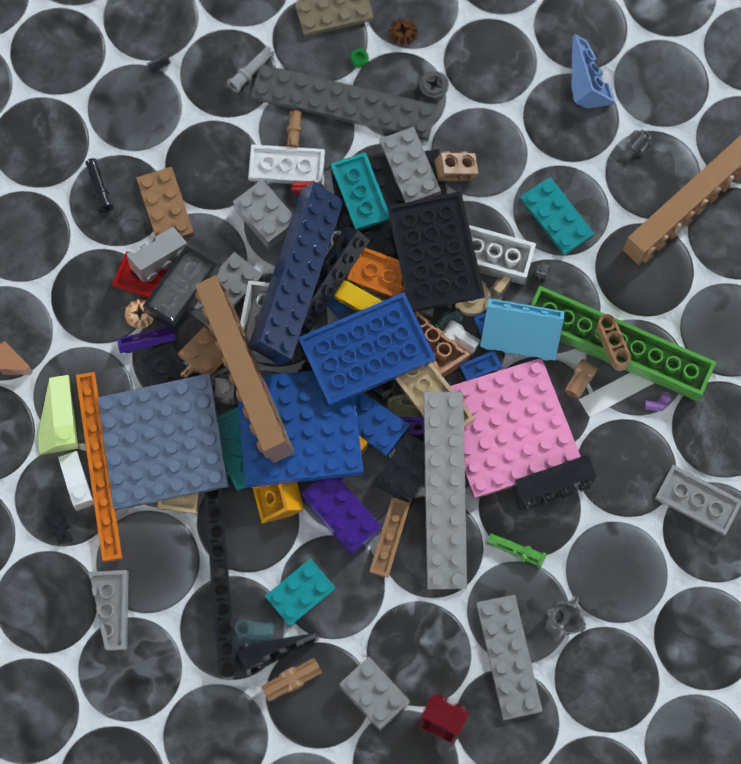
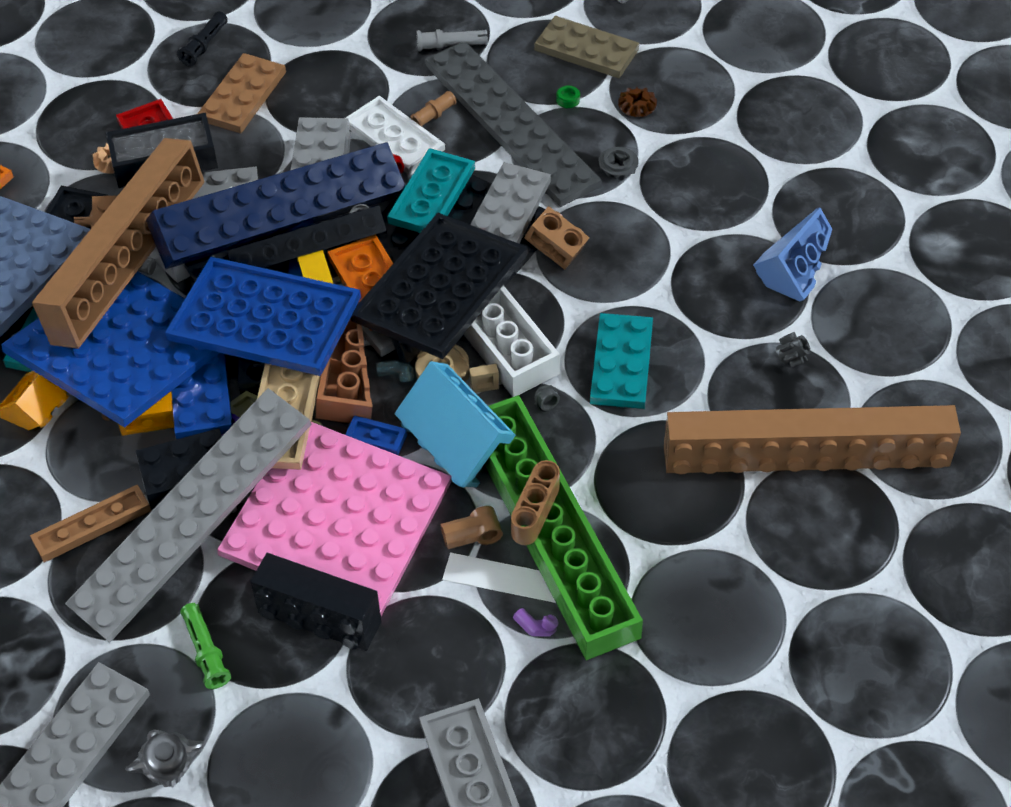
camera: 45 degrees right, 20 degrees down
(145, 339) = (87, 179): dark purple plate -> none
(157, 255) = (163, 103): light grey wedge -> none
(341, 513) = (70, 459): dark purple brick -> none
(459, 335) = (385, 390): white piece -> none

